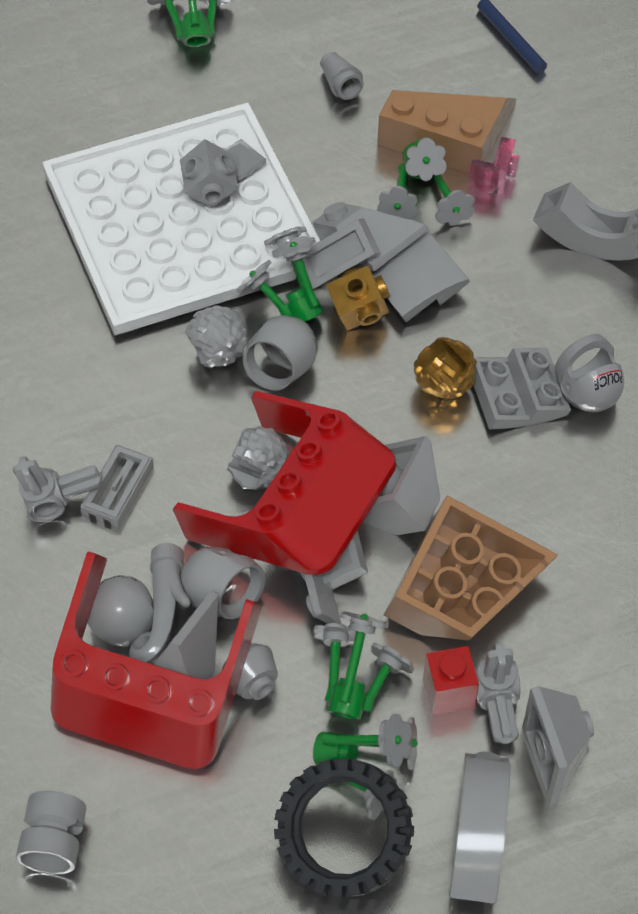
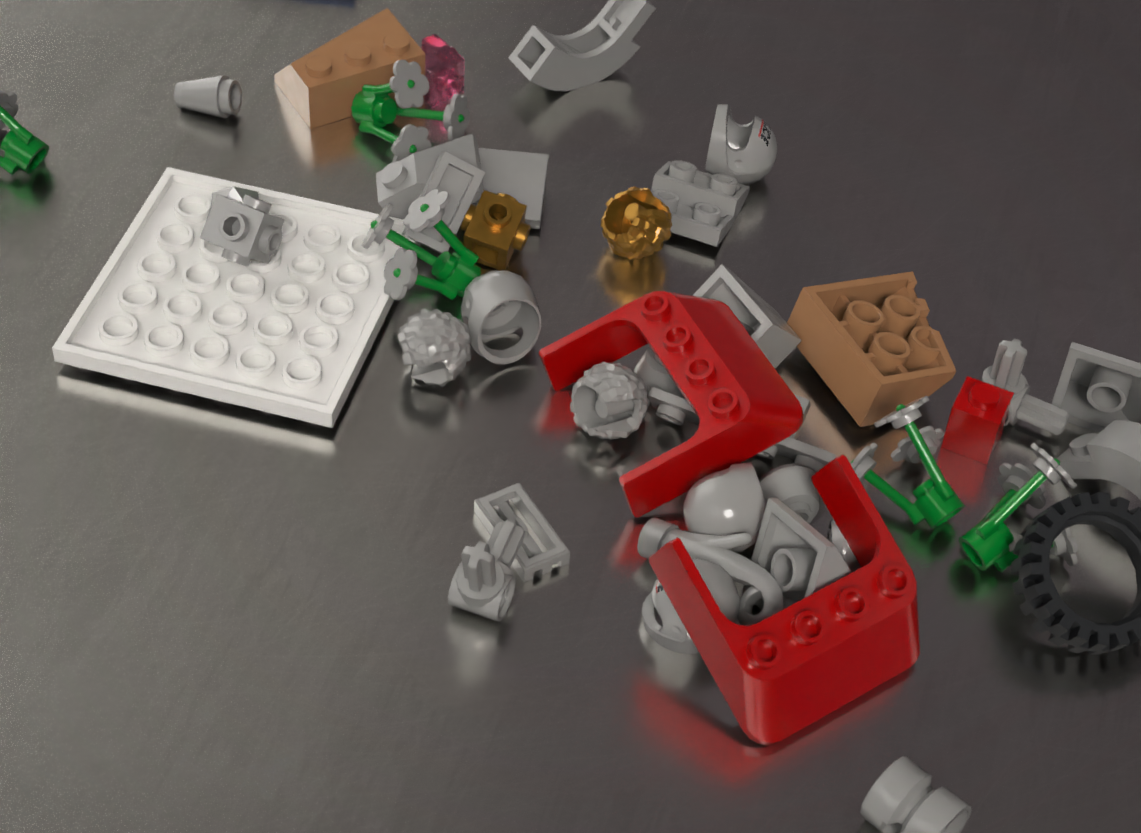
camera: 55 degrees left, 10 degrees down
(277, 610) = (794, 488): none -> light grey cone

